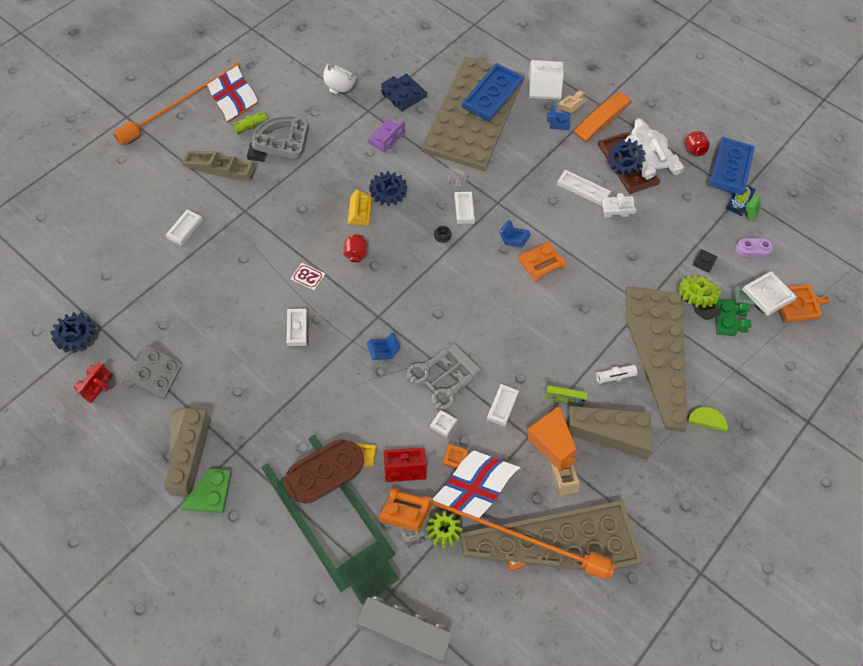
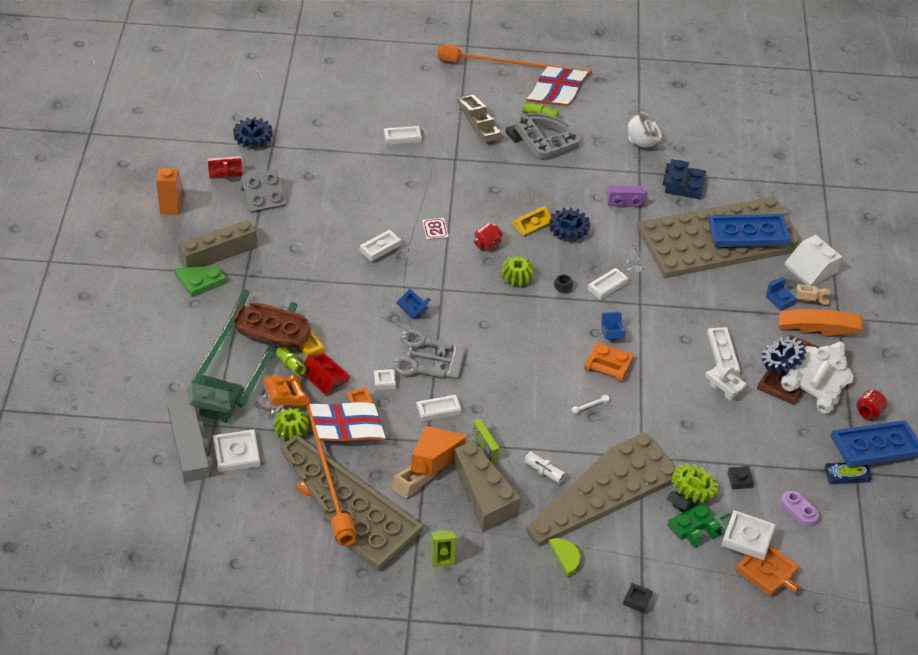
camera: 55 degrees right, 15 degrees down
(88, 450) = (169, 190): none -> orange slope
(373, 482) = (290, 361): none -> lime pin
(377, 582) = (209, 398): none -> sand green plate
(407, 254) = (517, 271): none -> lime gear
(436, 593) = (236, 450): none -> white tile
(573, 289) = (604, 399): none -> white hinge
(655, 499) = (442, 548): none -> lime slope
(753, 207) = (844, 483): bright green plate -> none
(777, 400) = (637, 597): none -> pearl dark grey plate

